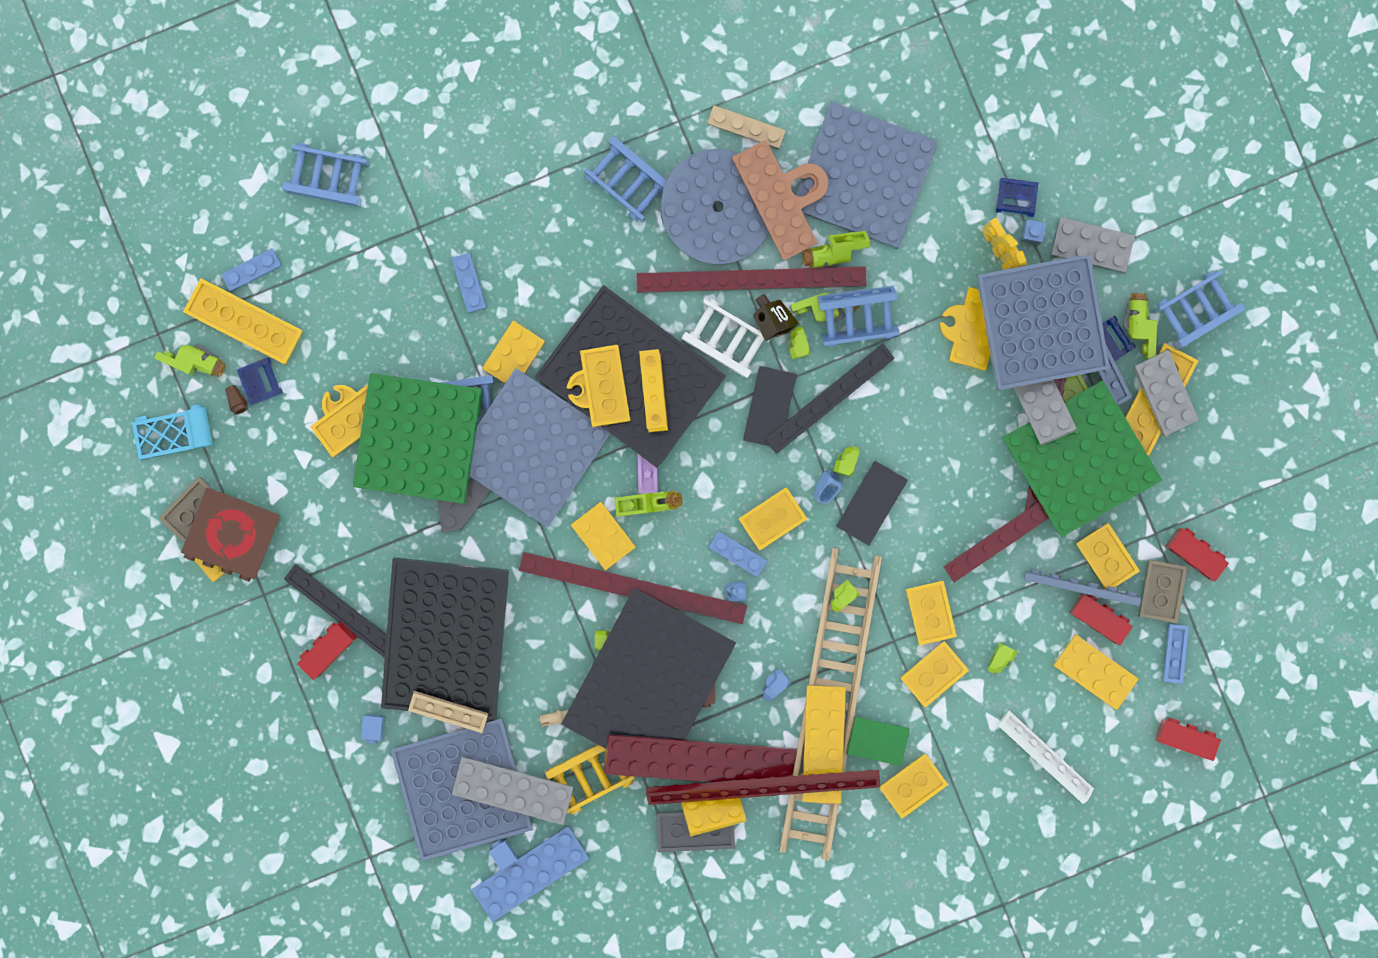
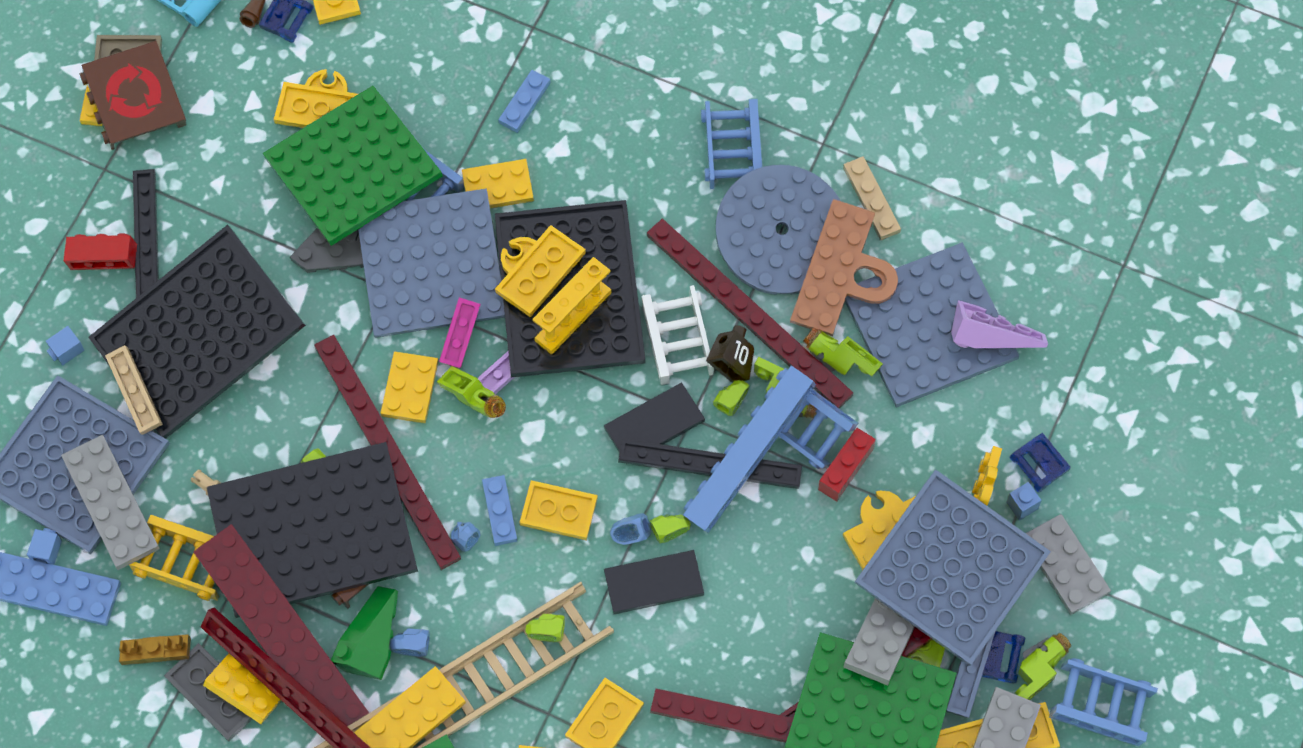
camera: 45 degrees right, 20 degrees down
(598, 473) = (459, 333): none -> dark pink plate
(635, 843) = (154, 649): none -> pearl gold plate
(749, 709) = (366, 641): none -> green wedge
(849, 367) = (749, 448): none -> medium blue brick
(907, 147) = (981, 330): none -> lavender wedge
(909, 316) = (846, 464): none -> red brick

